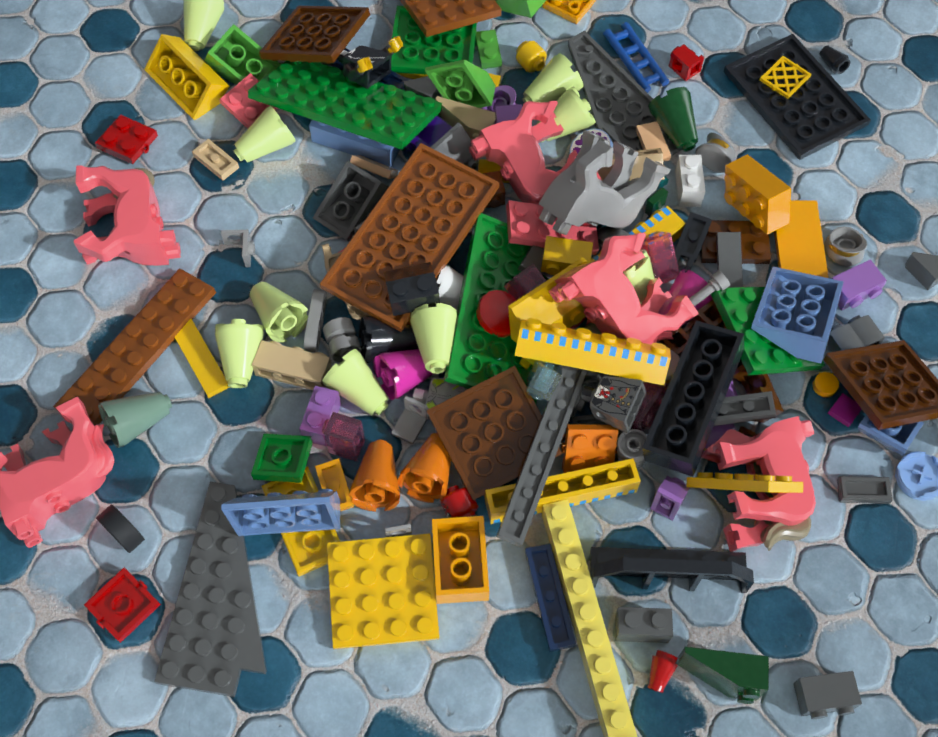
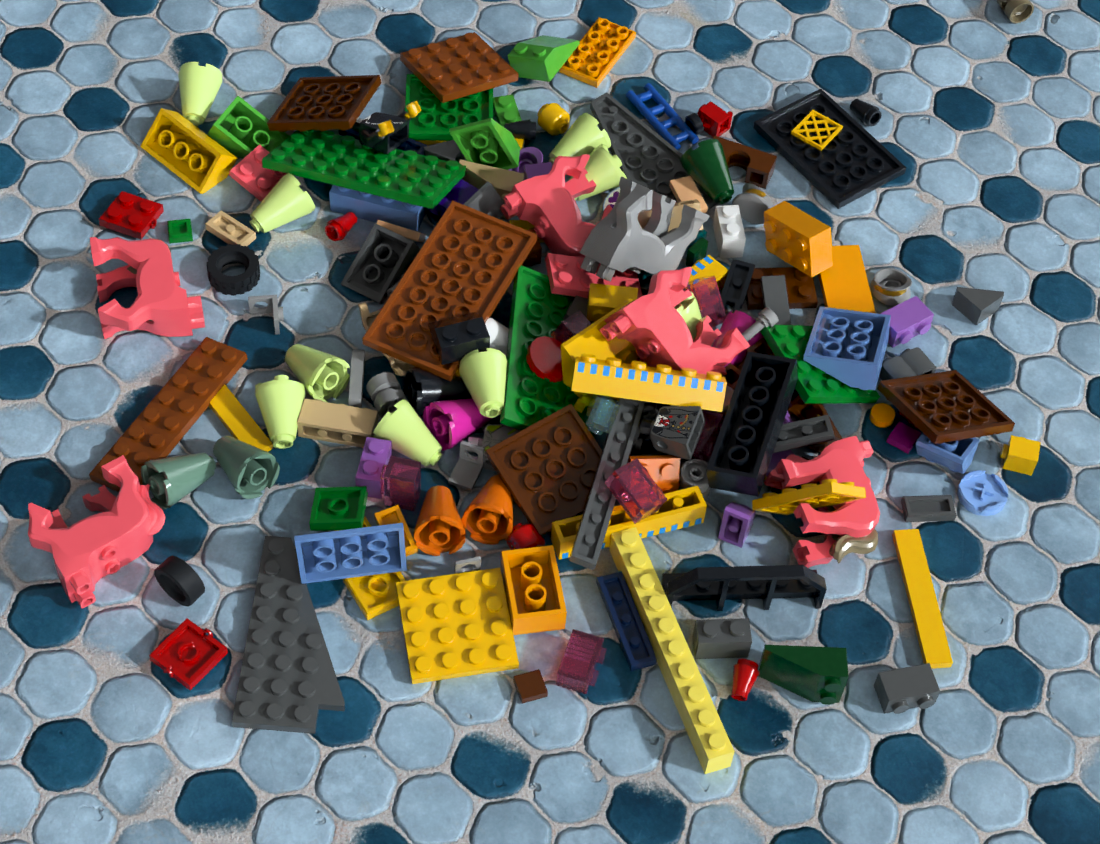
camera: 10 degrees left, 10 degrees down
(169, 157) = (179, 231): none -> green tile
(198, 408) = (246, 466): none -> sand green cone
(216, 214) = (233, 284): none -> black tyre
(316, 160) = (340, 226): none -> red cone
(448, 662) = (530, 686): none -> reddish brown tile
(499, 66) = (522, 129): none -> black cone
(500, 639) = (580, 661): none -> clear pink brick
(570, 466) = (636, 490): none -> clear pink brick
(666, 65) = (694, 123): none -> black tile
(723, 109) = (756, 163): none -> reddish brown arch
(850, 591) = (922, 598): none -> yellow tile

